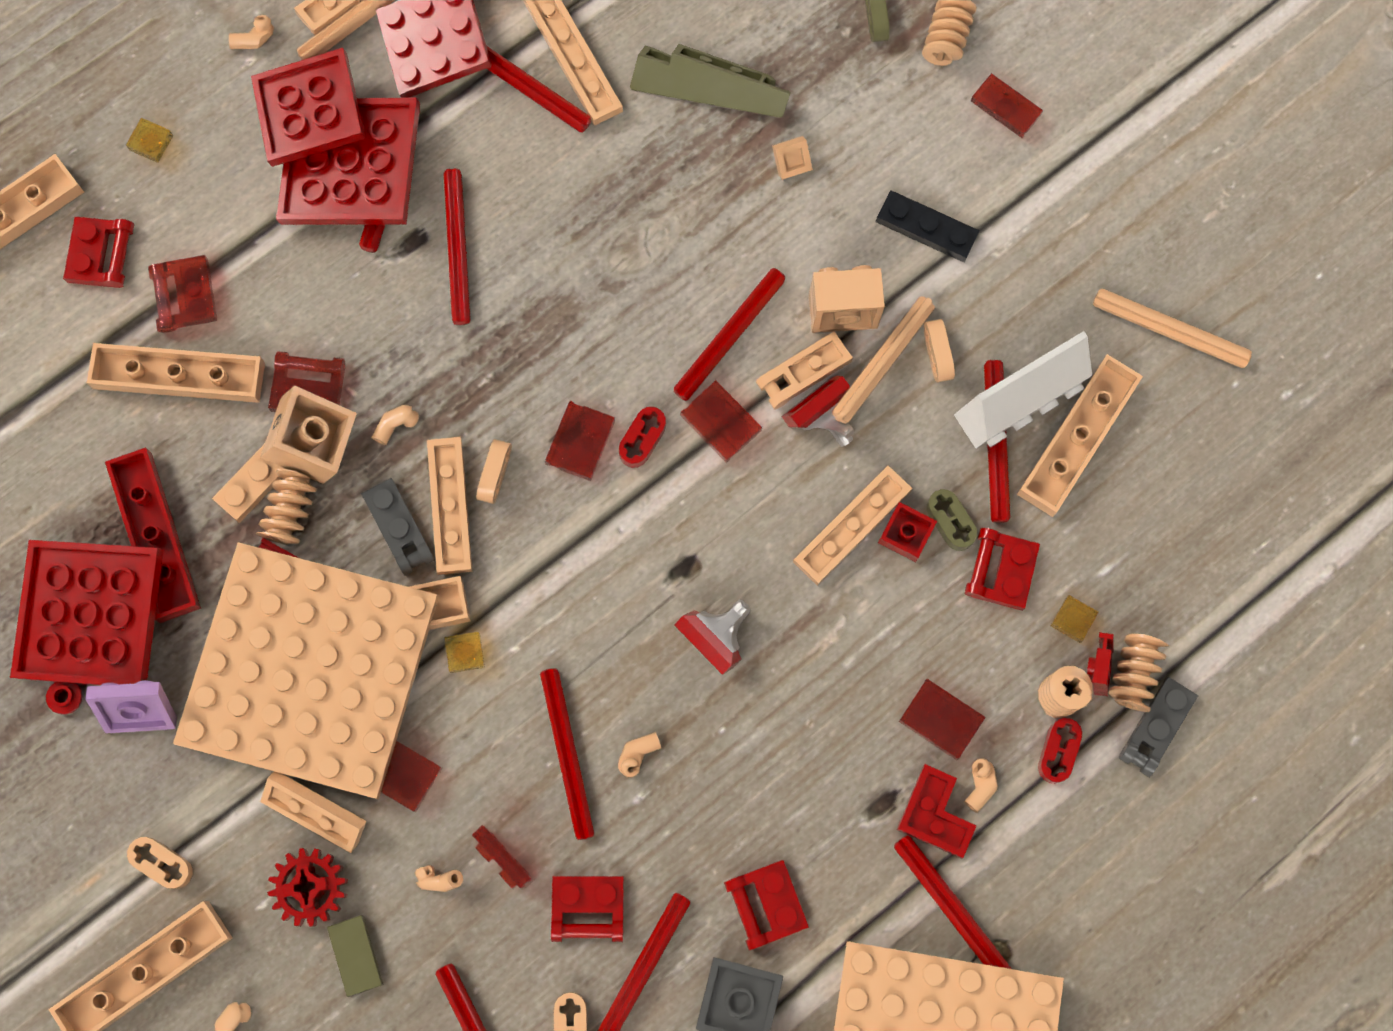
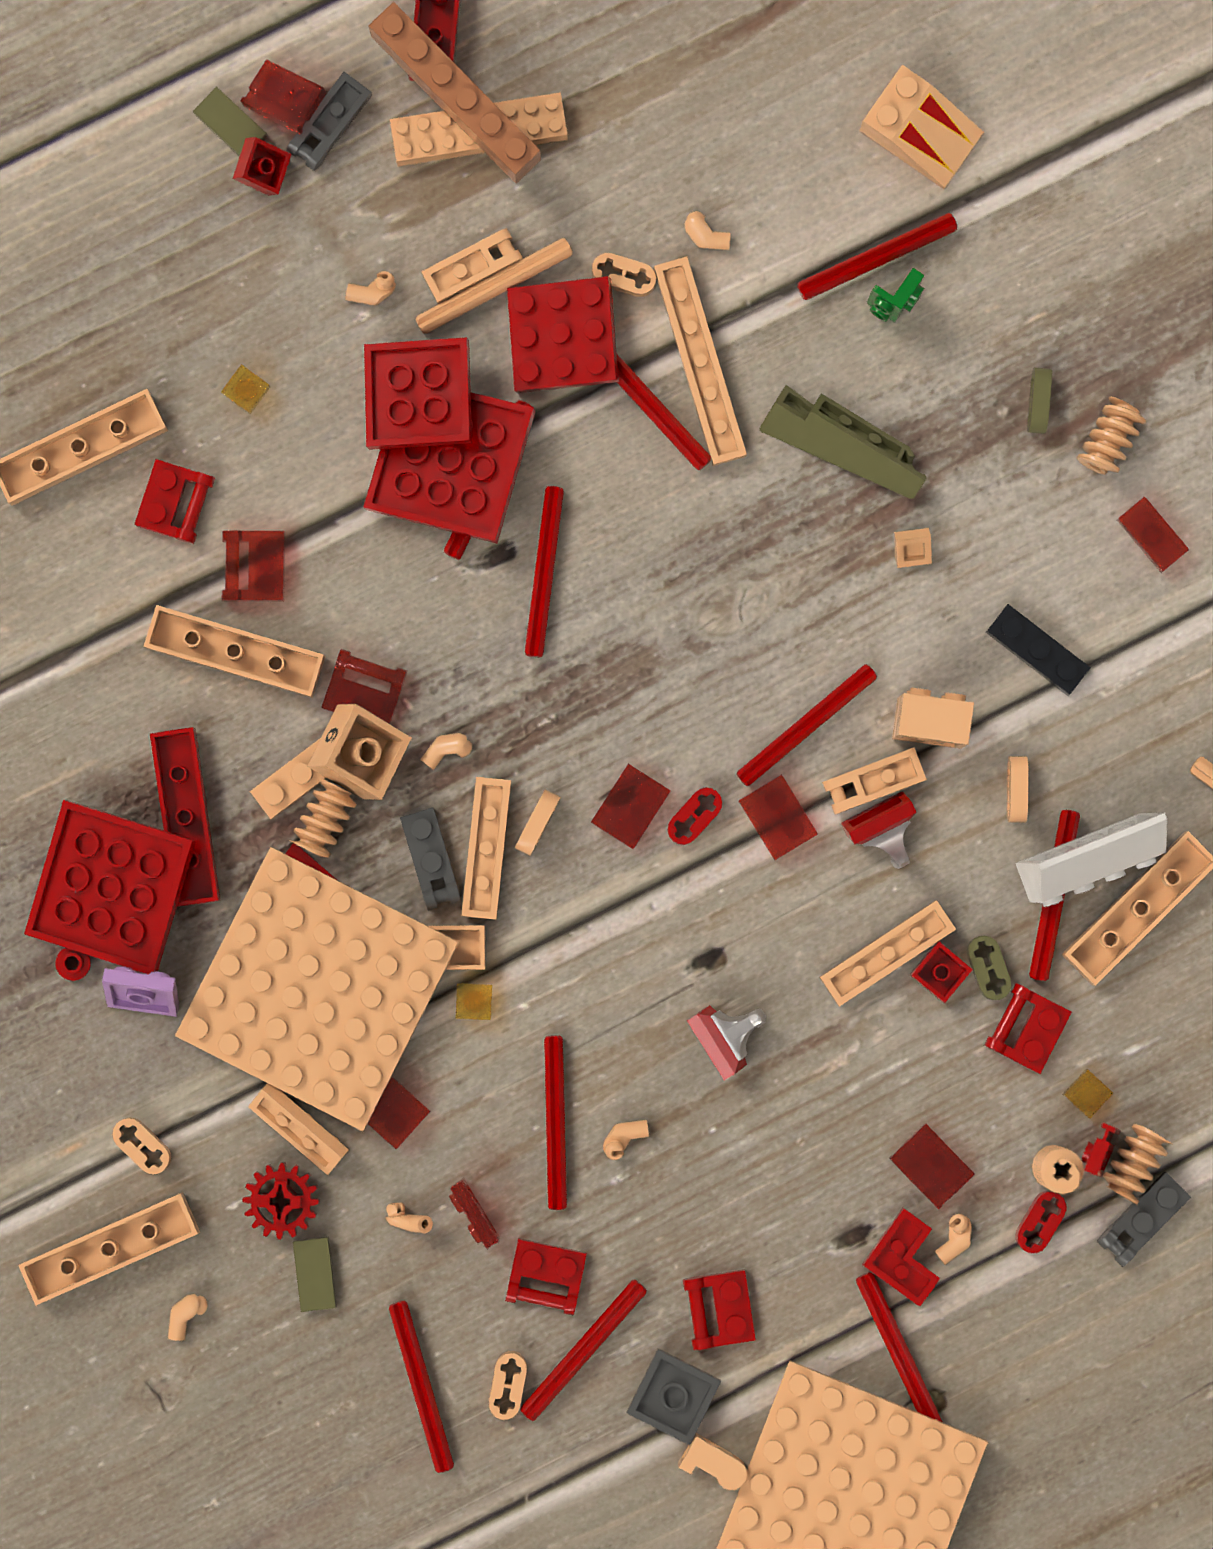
camera: 10 degrees right, 10 degrees up
(883, 360) = (958, 789): light nougat axle -> none

